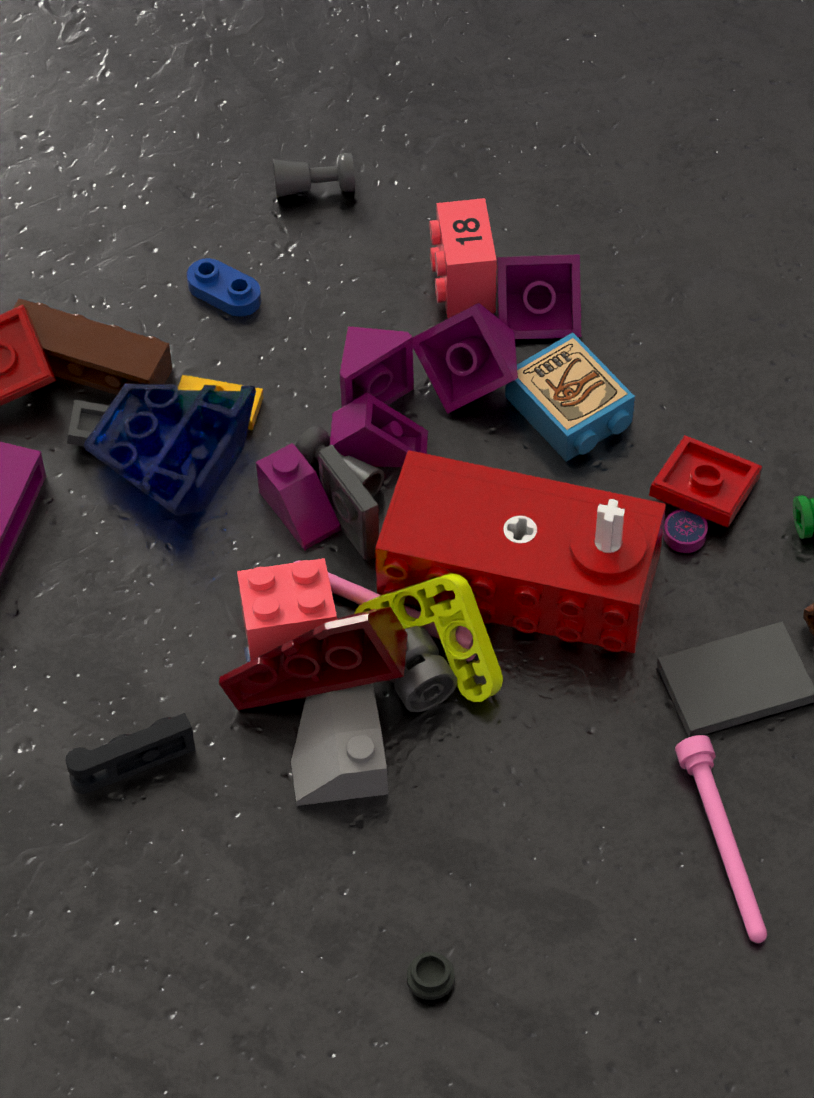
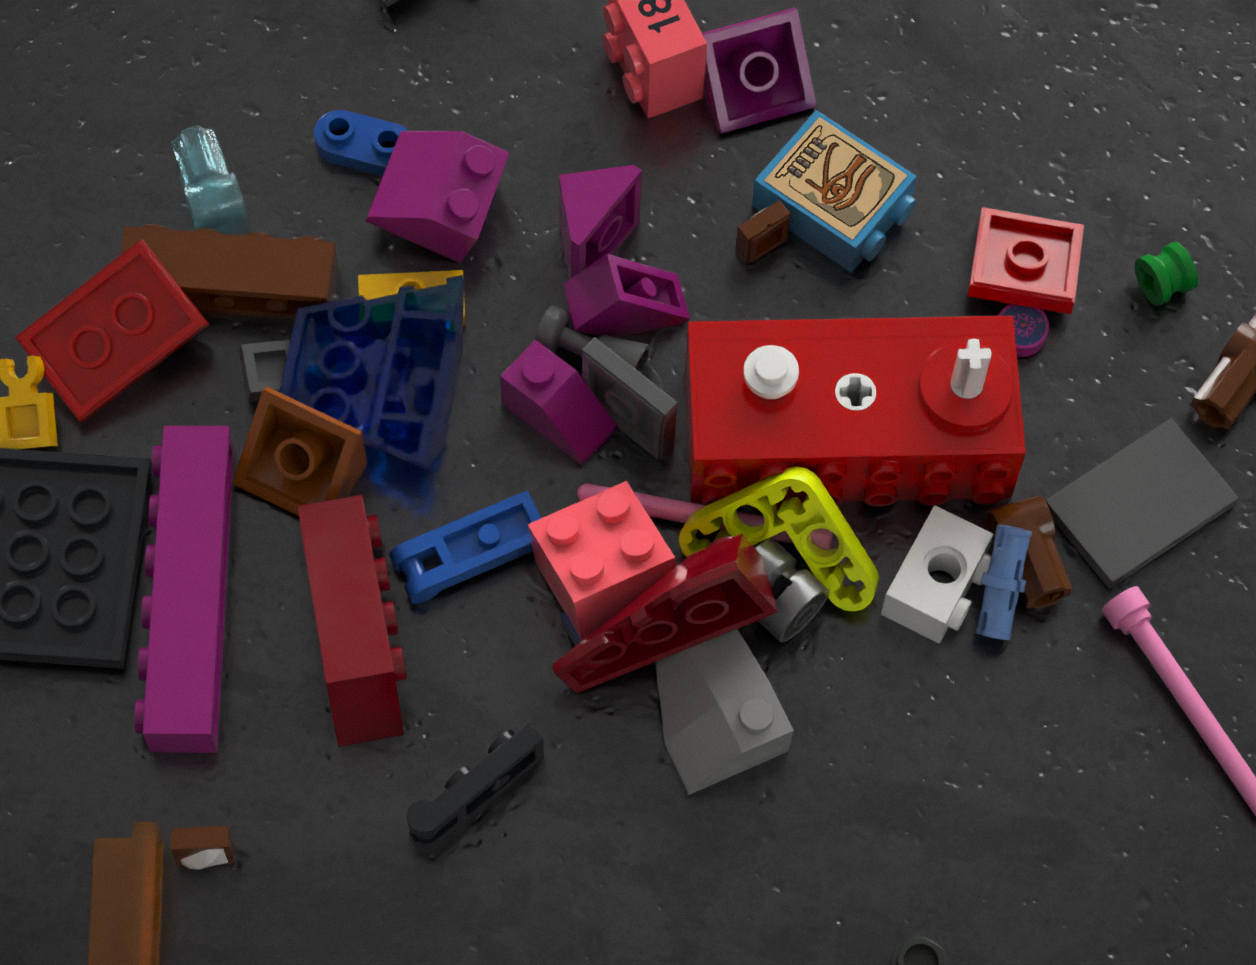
camera: 20 degrees left, 10 degrees up
(80, 612) = (353, 619): none -> dark red wedge
(89, 489) = (298, 454): none -> dark orange slope
(96, 291) = (210, 188): none -> clear light blue piece
(188, 583) = (466, 547): none -> blue plate
(263, 327) = (438, 190): none -> magenta slope
(455, 497) = (771, 372): none -> white plate
(467, 356) = (705, 174): magenta slope -> none
(502, 413) = (762, 232): none -> reddish brown tile
(556, 668) = (944, 545): none -> white brick
(598, 705) = (1003, 582): none -> medium blue pin
(631, 683) = (1043, 567): none -> reddish brown piece

